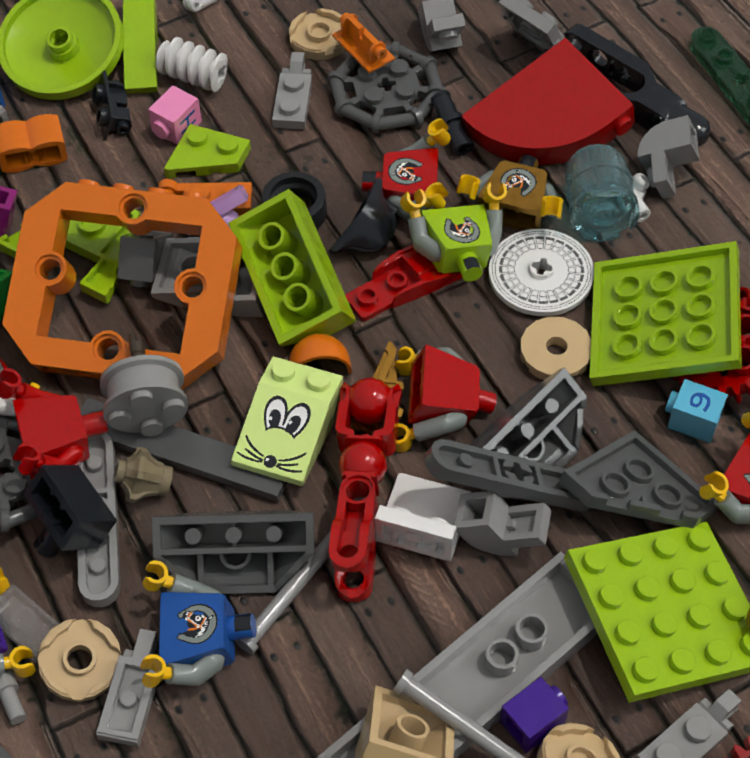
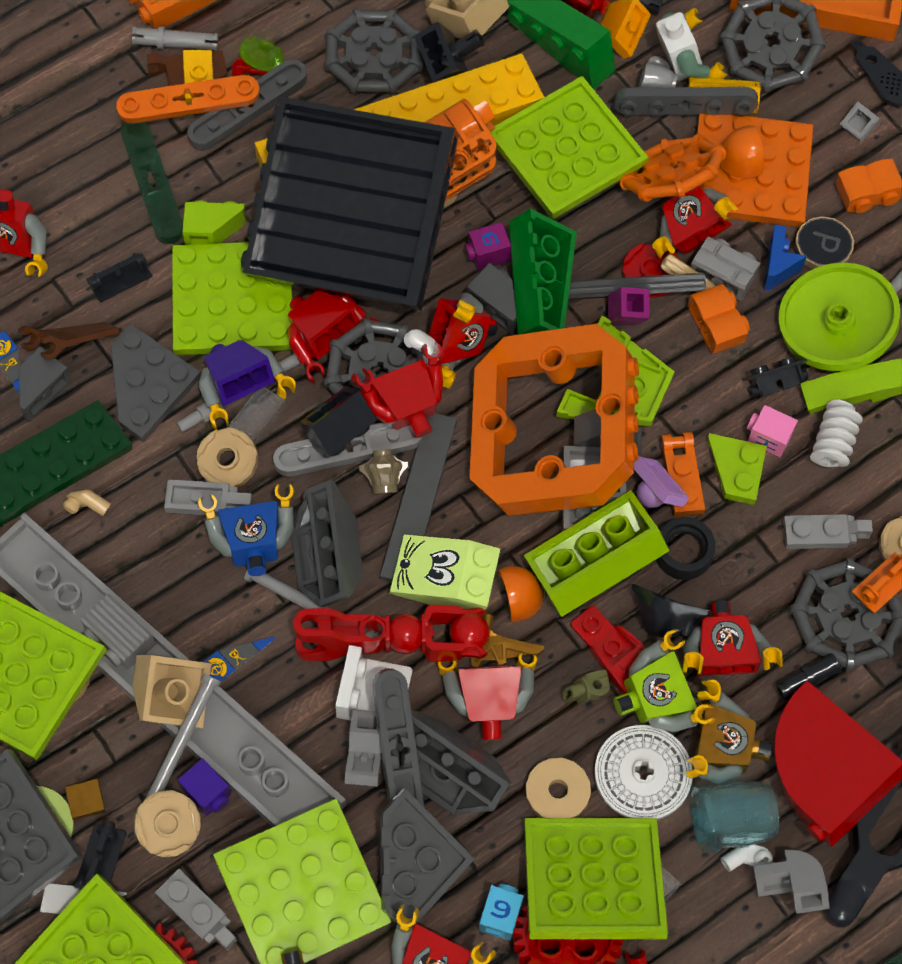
camera: 80 degrees right, 10 degrees up
(143, 392) = (446, 453): light grey wheel -> none
(356, 677) = (230, 659): none -> sticker
(442, 308) = (583, 688): none -> olive piece

